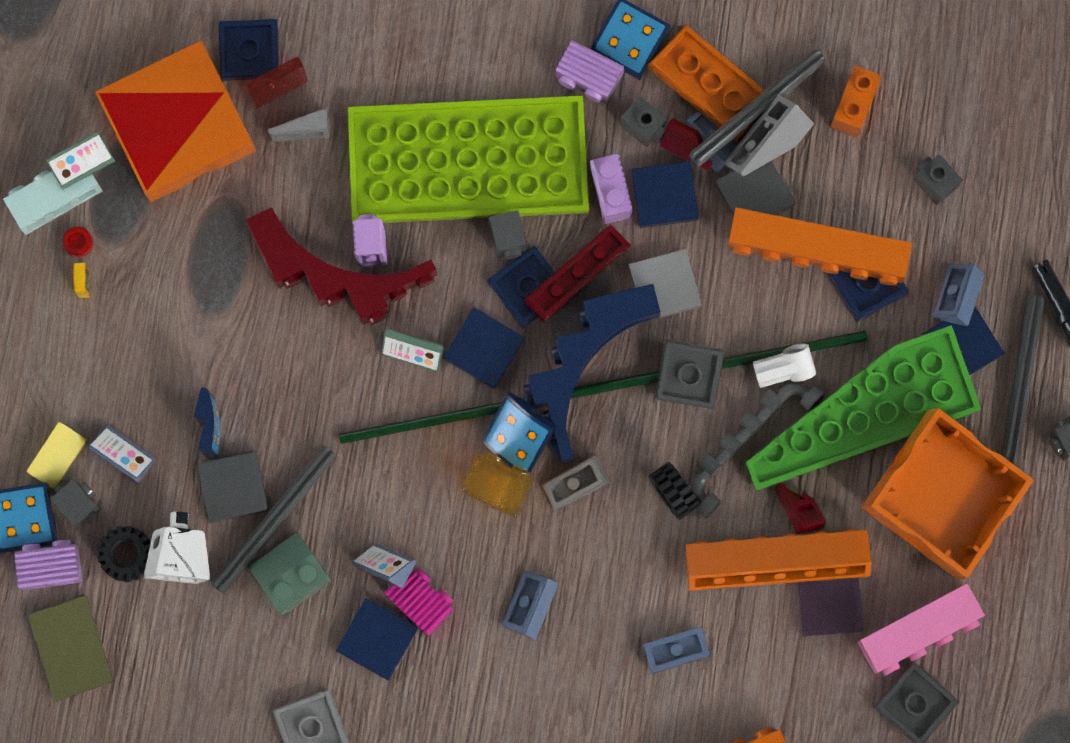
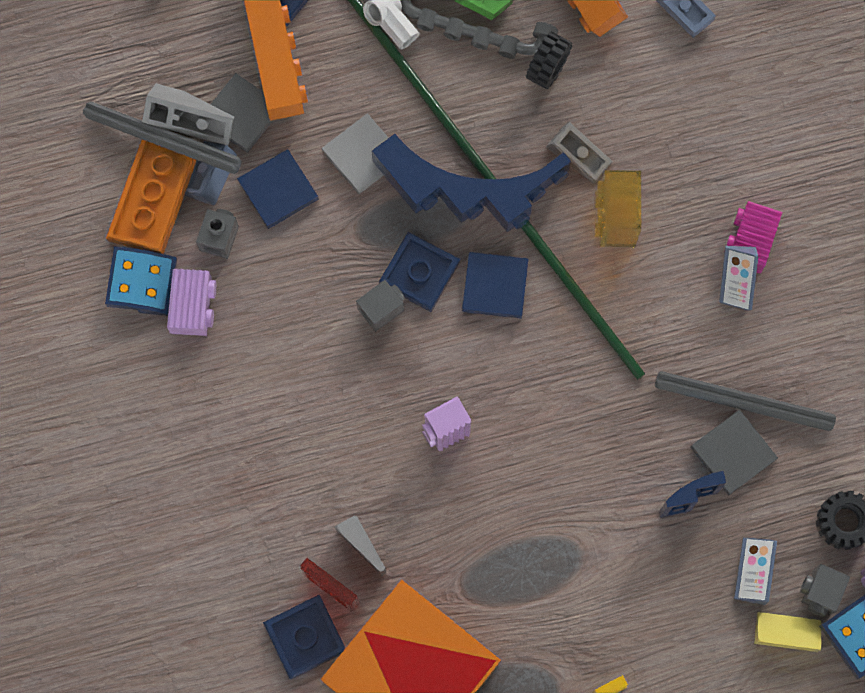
camera: 115 degrees left, 5 degrees down
(178, 553) = (824, 468): white torso -> none
(289, 574) = (788, 361): sand green slope -> none
(329, 283) = (498, 496): dark red arch -> none
(377, 639) = (804, 261): dark blue tile -> none
(412, 350) = (528, 346): slope -> none
(468, 159) = (325, 378): lime plate -> none
(518, 433) = (563, 213): dark azure slope -> none
(530, 604) = (706, 146): sand blue slope -> none
(577, 273) = (388, 231): dark red tile -> none
(611, 188) = (295, 233): lavender brick -> none
(682, 140) = (221, 191): dark red tile -> none
(689, 374) = (436, 96): dark grey tile -> none
(856, 101) = (118, 58): orange brick -> none

